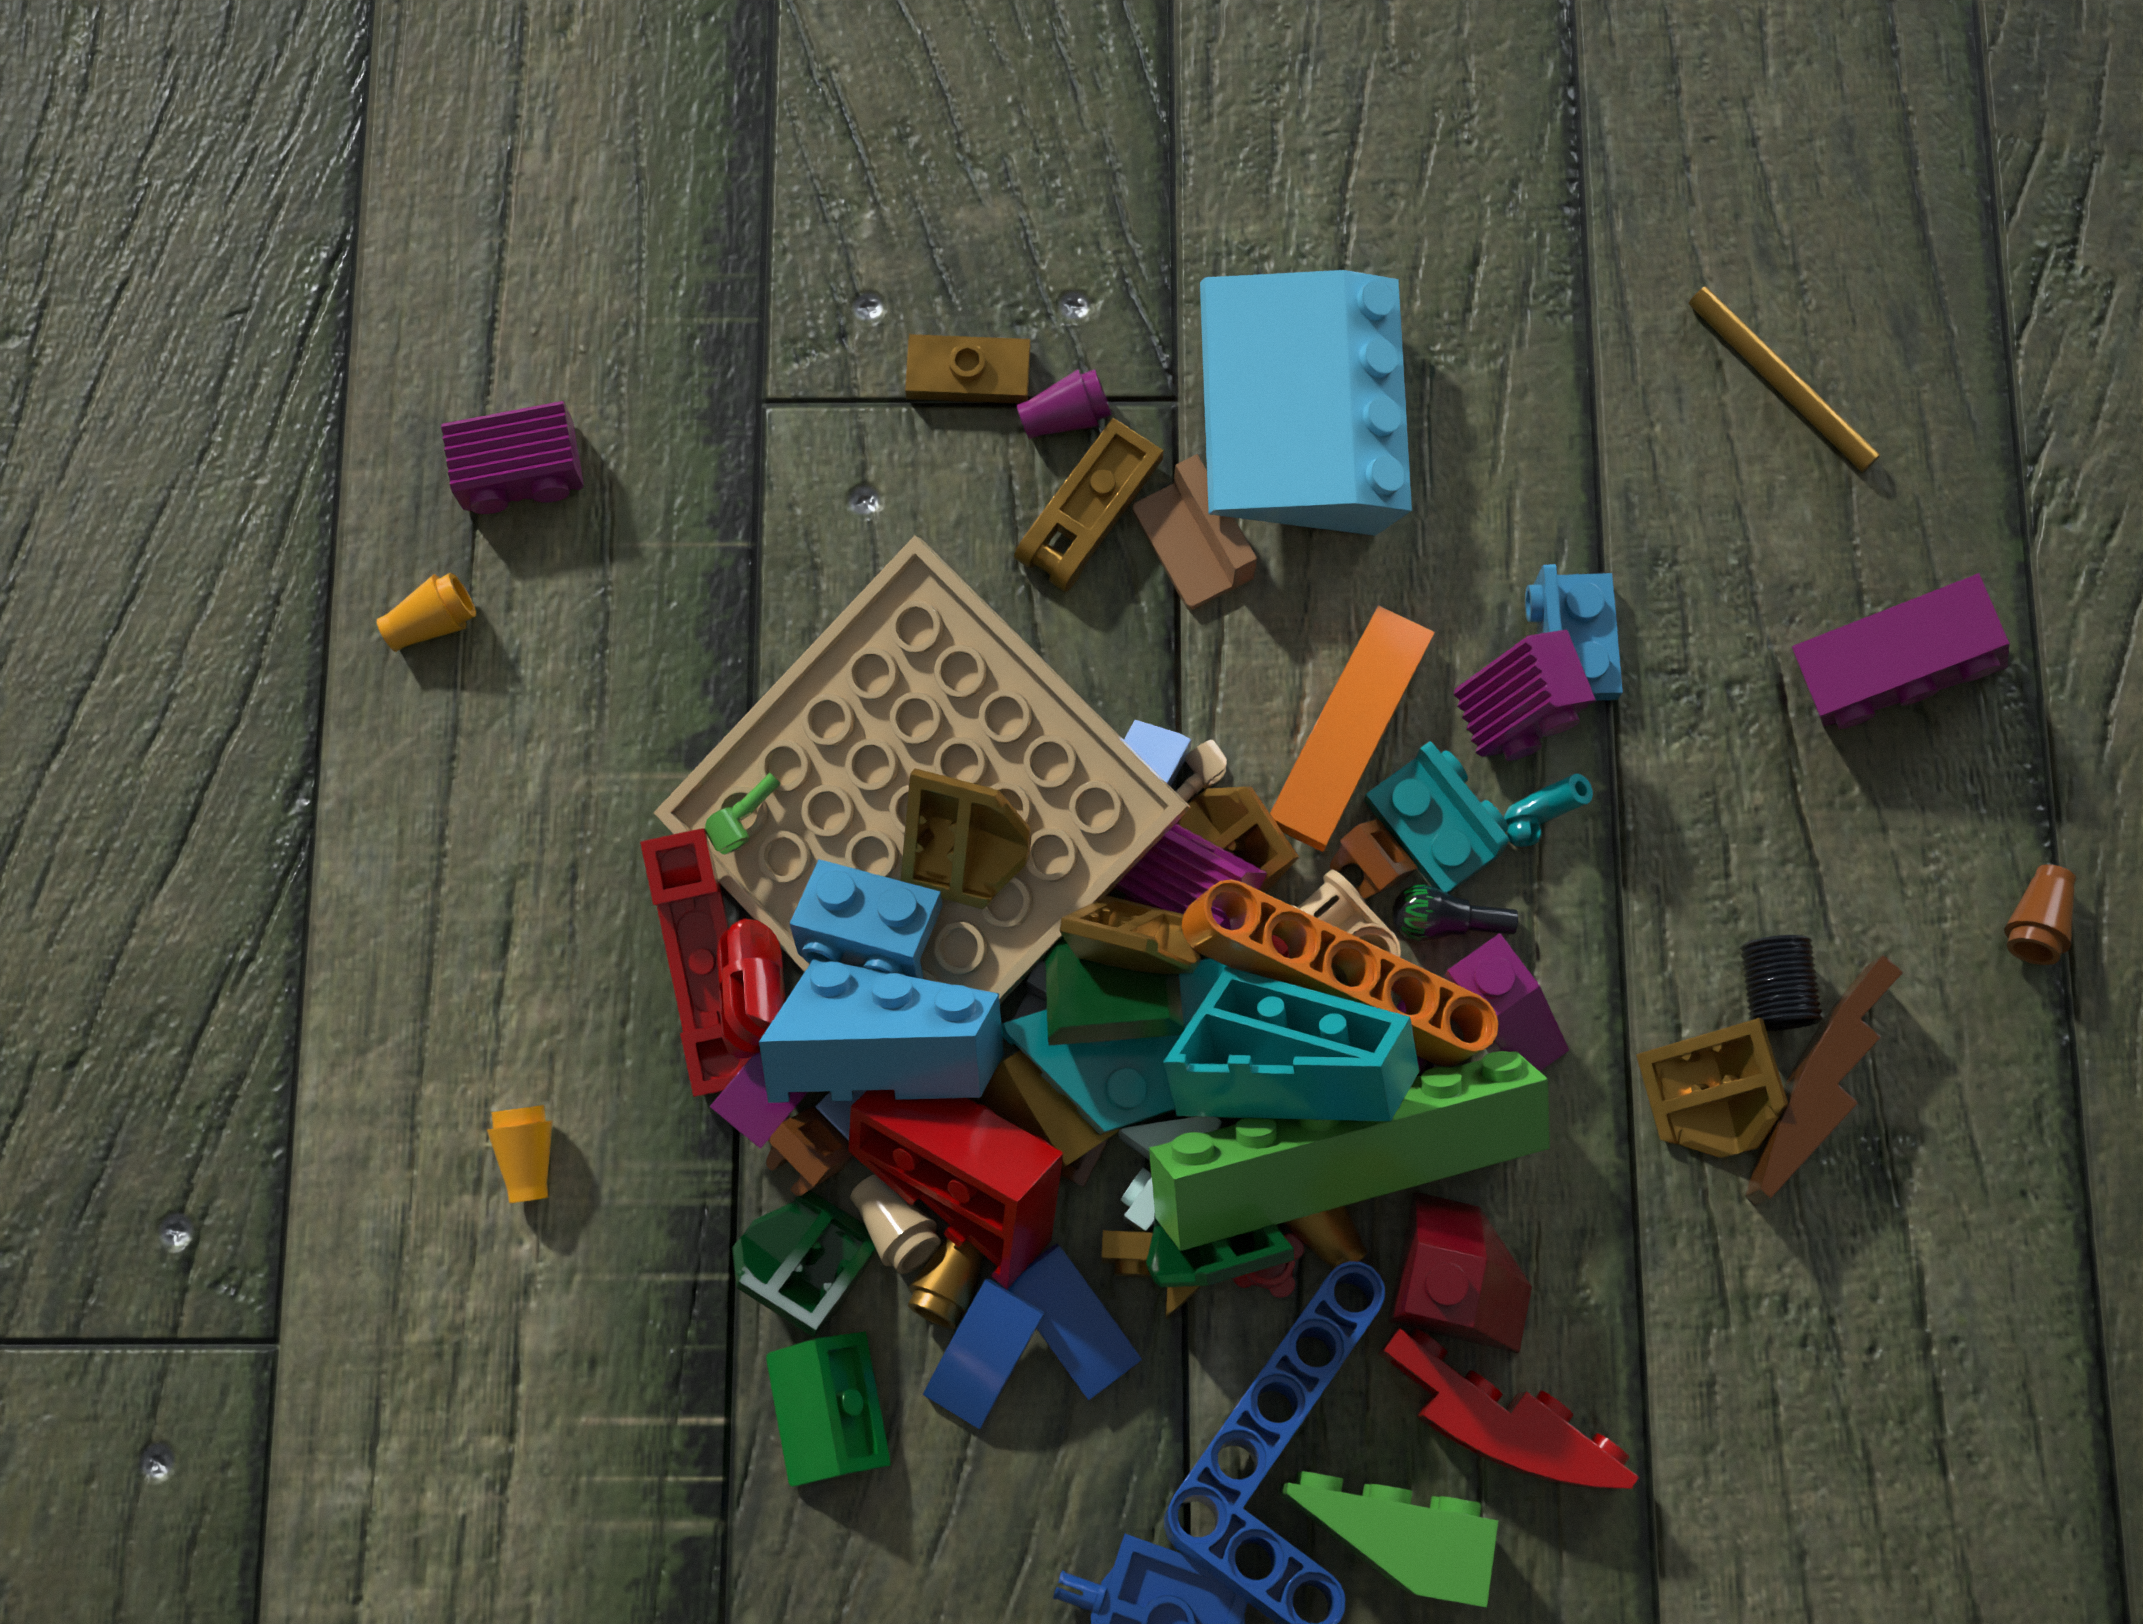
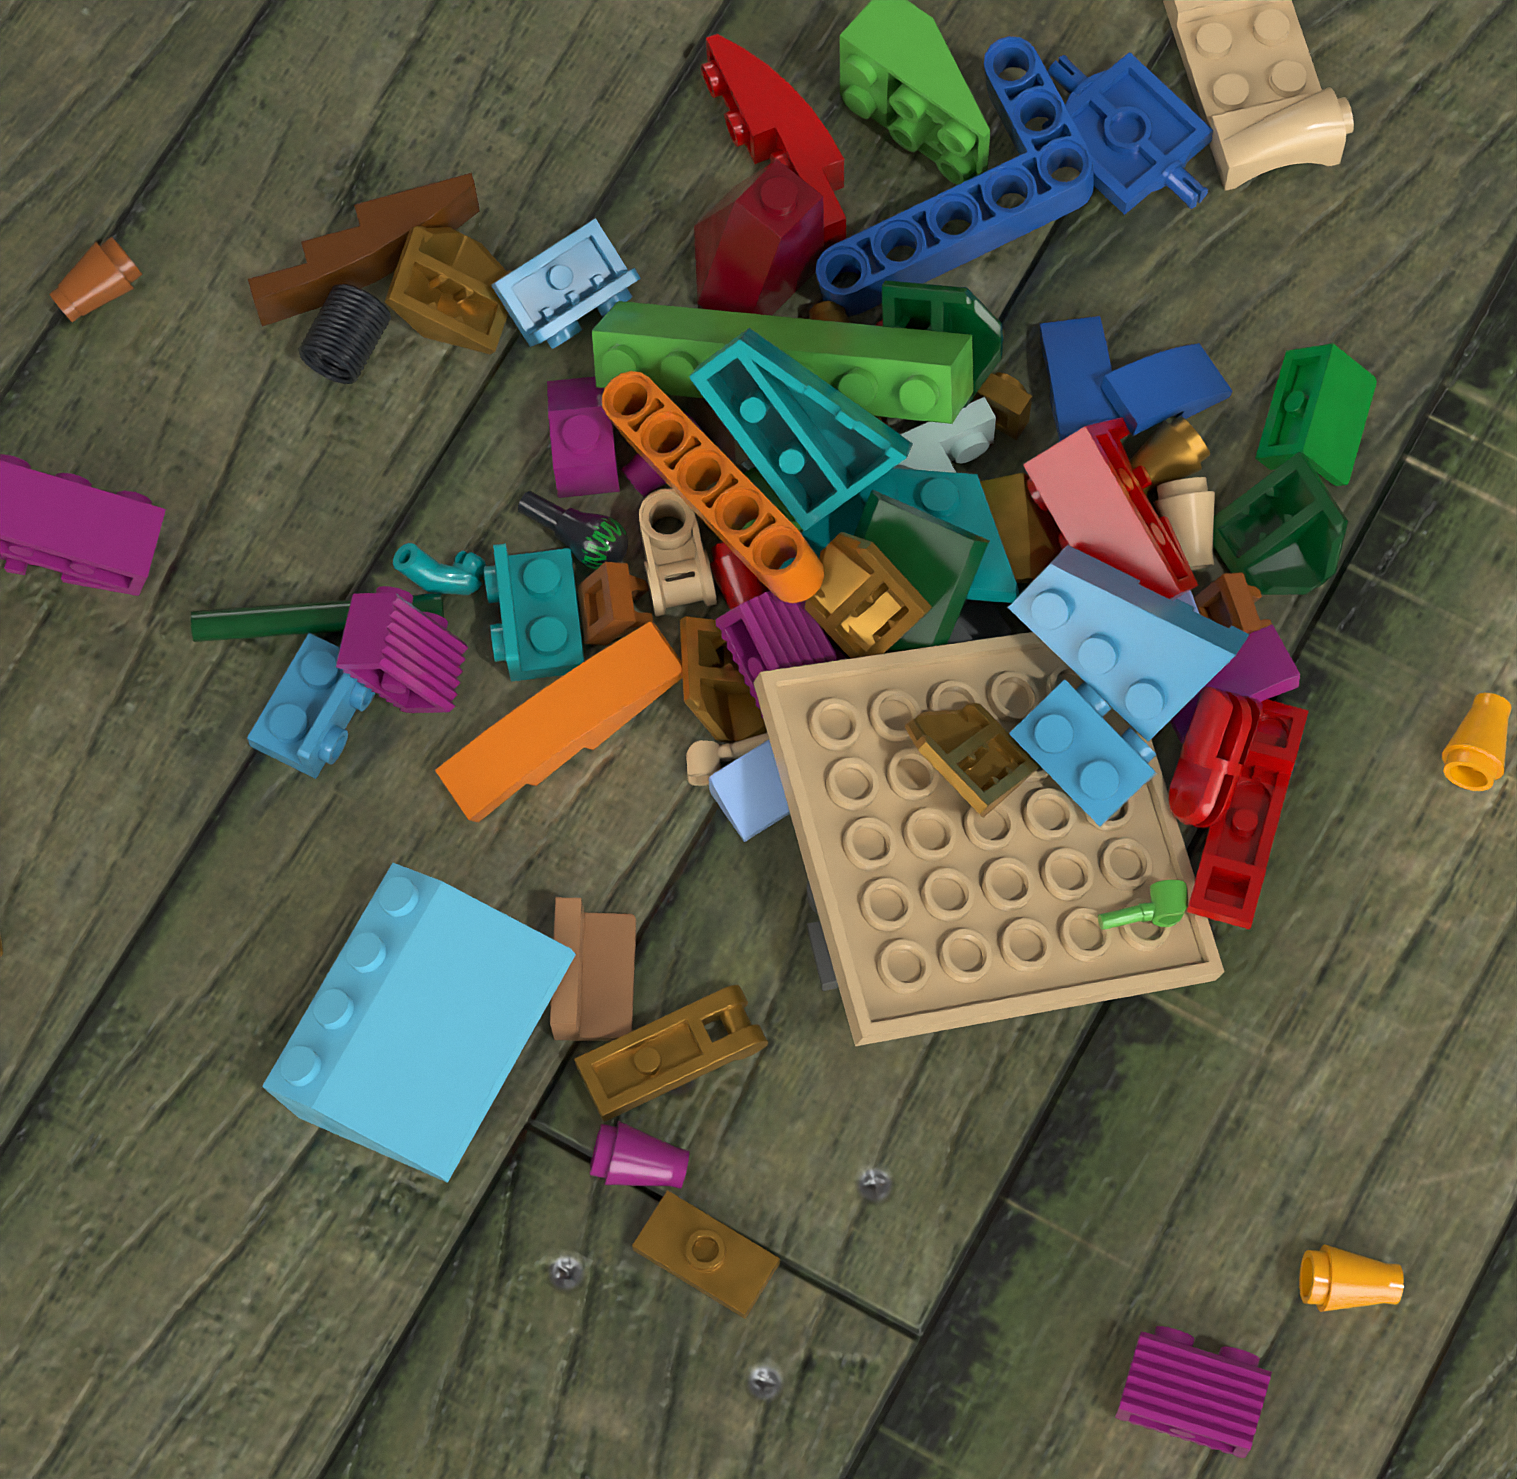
camera: 150 degrees left, 5 degrees down
(1608, 1145) = (565, 284): none -> dark azure bracket
(1625, 715) = (286, 619): none -> dark green piece

